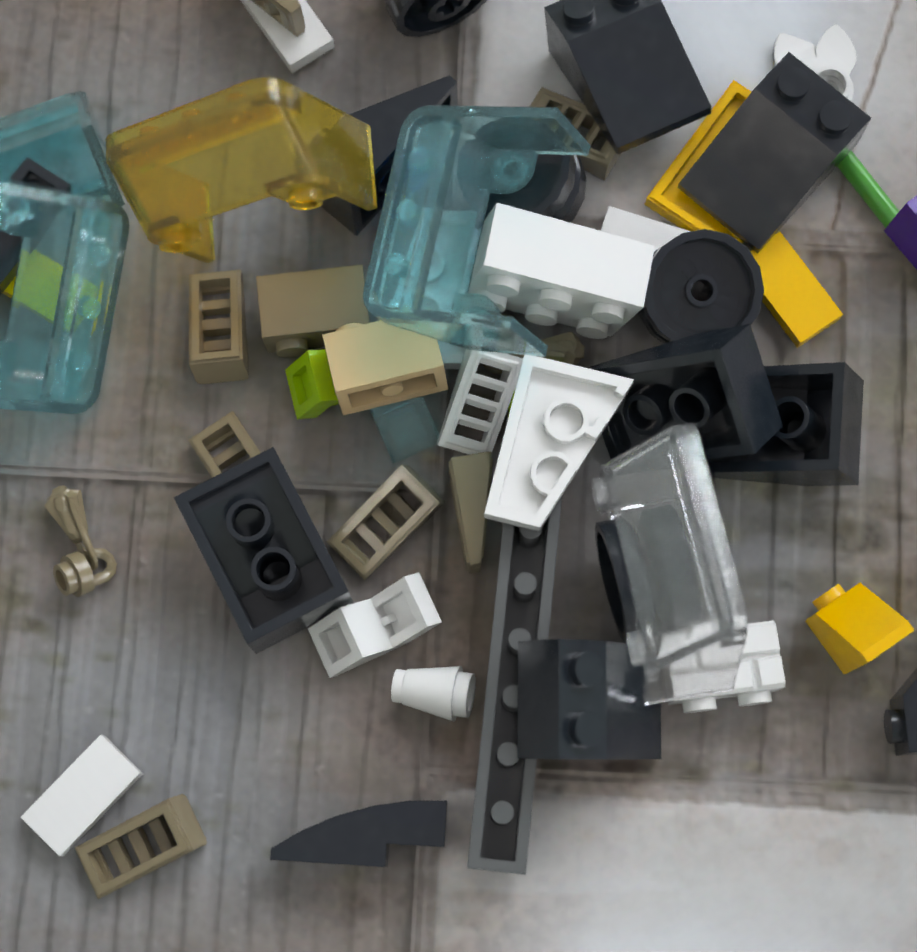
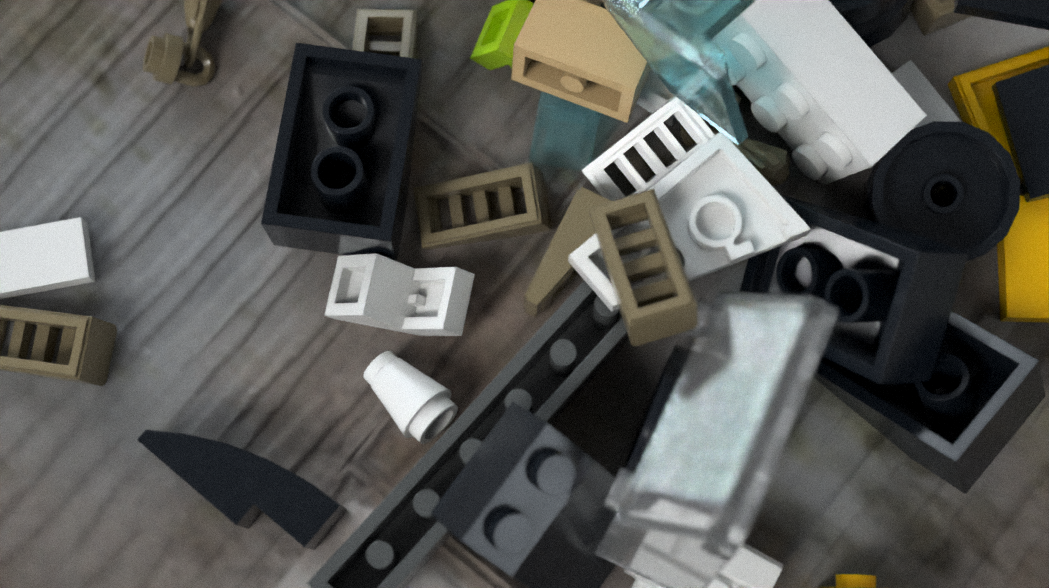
camera: 35 degrees right, 0 degrees up
(580, 513) = (656, 308): none -> dark tan slope

